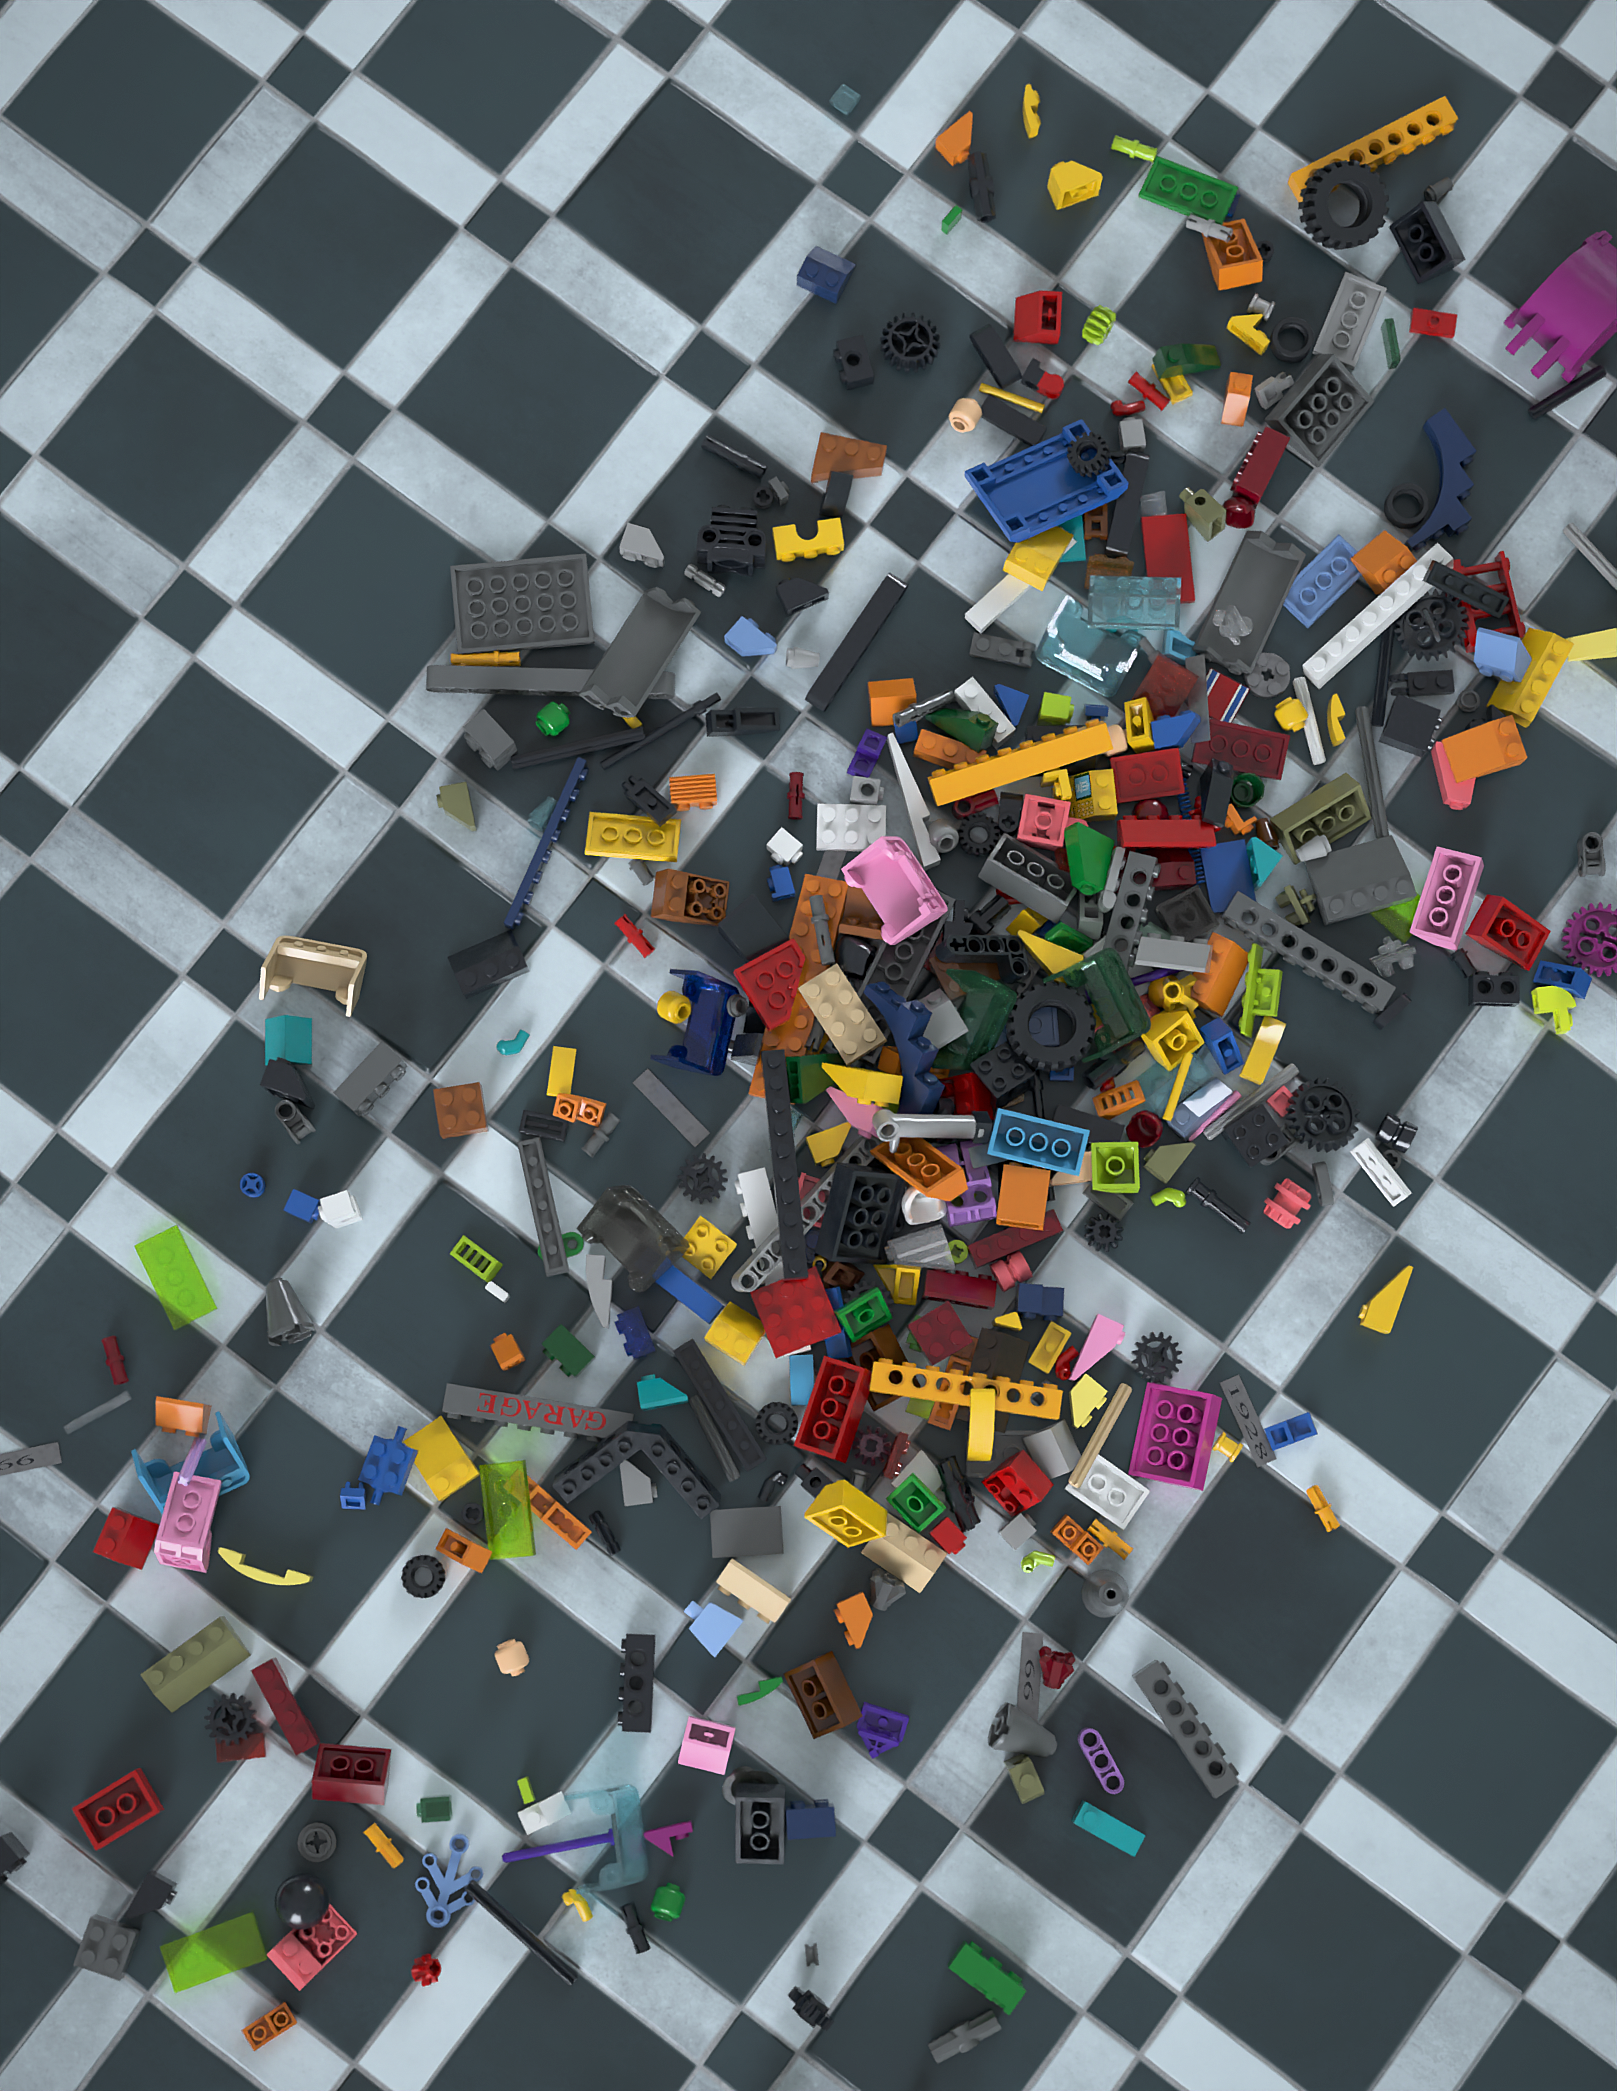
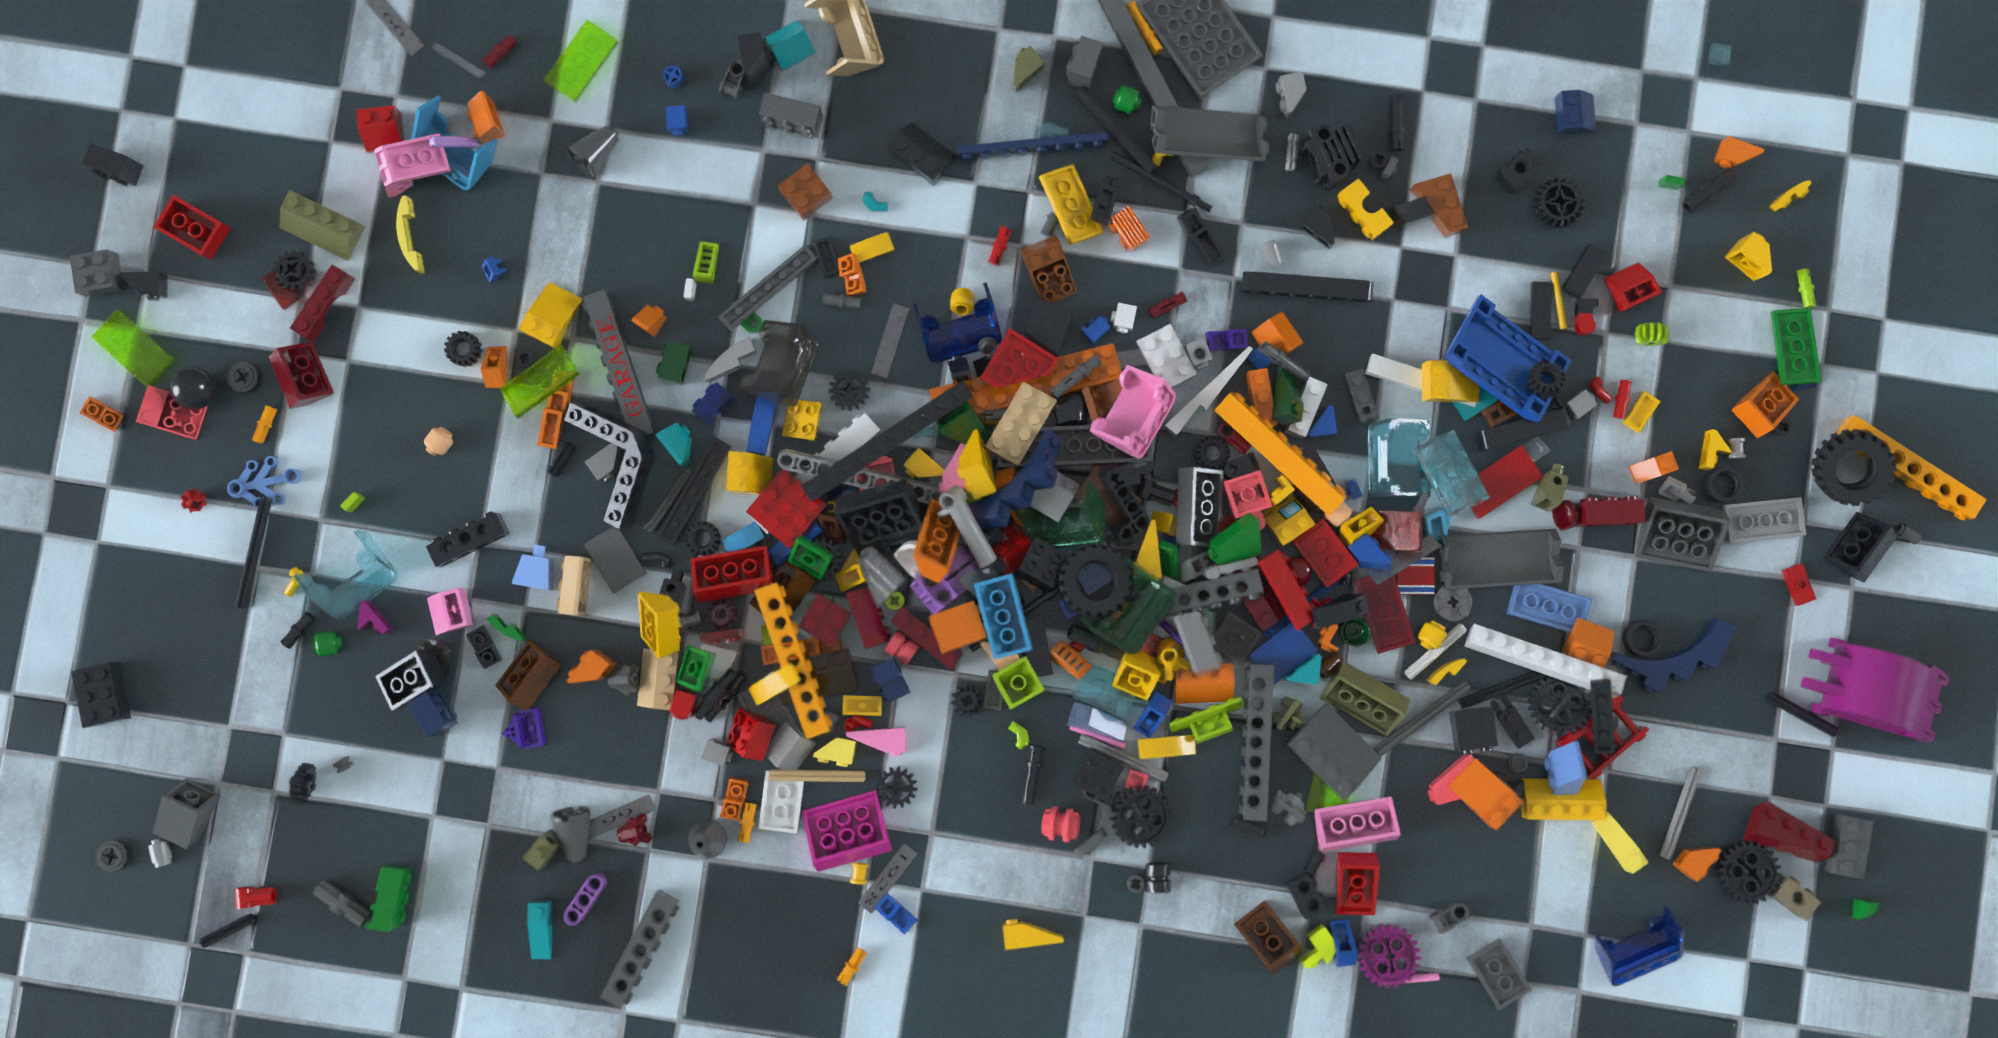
camera: 70 degrees right, 5 degrees up
(340, 1209) = (685, 145): white arch -> none
(388, 1465) = (526, 280): blue plate -> none
(435, 1808) = (307, 446): clear green brick -> none
(544, 1813) = (344, 523): white slope -> none
(559, 1847) = (324, 544): dark purple bar -> none
(749, 640) = (1264, 206): medium blue slope -> none
(765, 1728) = (484, 646): none -> black slope
(943, 835) = (1196, 426): light grey head -> none
(965, 415) = (1525, 273): light nougat head -> none
(1009, 1321) = (863, 665): yellow slope -> none
(1036, 1558) = (704, 775): lime arm -> none
(1055, 710) = (1336, 458): lime brick -> none
(1102, 566) = (1466, 435): clear orange bracket -> none
(1144, 1128) = (1059, 690): dark red hair -> none
(1167, 1160) = (1045, 719): olive slope -> none
(1177, 1087) = (1101, 697): yellow bar -> none
(1185, 359) = (1662, 412): dark green slope -> none
(1209, 228) = (1776, 376): light grey pin -> none
(1232, 624) = (1476, 555): clear hips -> none
(1313, 849) = (1338, 705): light grey cone -> none
(1380, 1172) = (1122, 881): white tile -> none
(1390, 343) = (1764, 560): clear green tile -> none
(1518, 1052) = (1268, 937): none -> reddish brown slope

